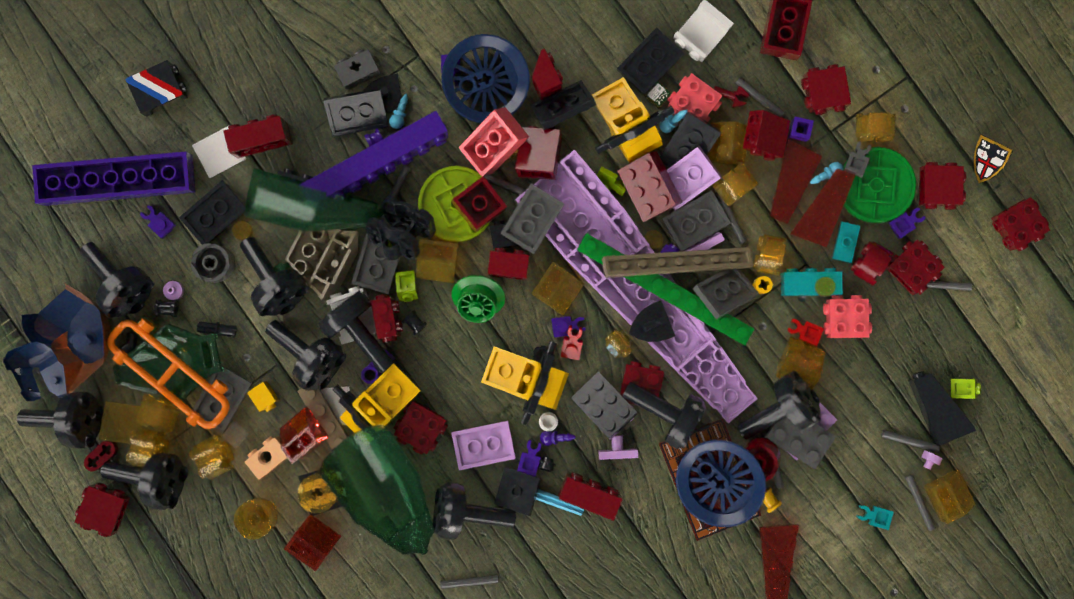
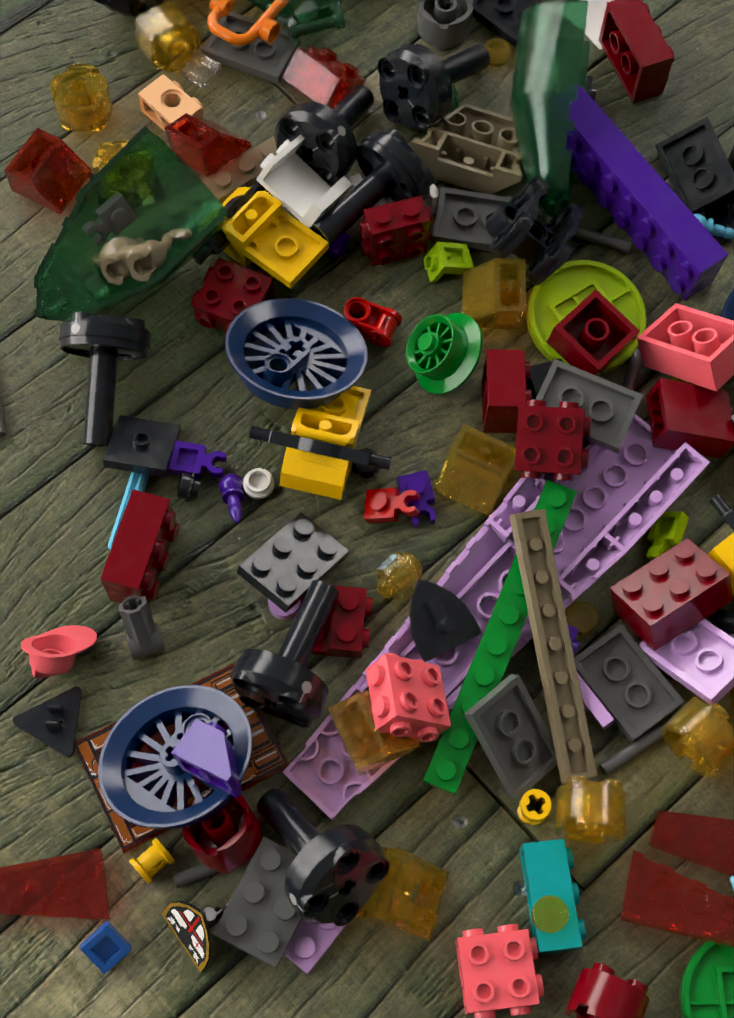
camera: 75 degrees right, 20 degrees down
(220, 329) = (351, 34): black axle -> none
(253, 352) = (322, 75): none -> clear red slope
(263, 397) = (260, 94): yellow brick -> none
(350, 376) = (298, 185): none -> white panel
(364, 502) = (113, 217): none -> dark grey plate
(395, 493) = (130, 257): none -> dark tan animal
(414, 322) = (393, 276): black bush -> none
(445, 376) = (321, 353): none -> dark blue piece
(446, 339) = (373, 320): none -> red piece
(483, 445) = (212, 392): lavender plate -> none
(556, 244) = (551, 440): none -> dark red brick
(617, 450) = (220, 592): lavender tile -> none
(638, 498) = (141, 631): none -> dark grey piece
(642, 547) = (57, 649): none -> coral piece
(683, 550) = (54, 721): none -> black piece
(701, 349) = (407, 697): none -> coral brick
(715, 370) = (364, 744): none -> clear yellow slope
(730, 464) = (209, 756): none -> slope
(808, 333) = (459, 901): red plate -> none
(810, 479) = (193, 929): none -> shield
(812, 527) = (105, 947): none -> blue plate
(846, 242) = (636, 957): teal plate -> none

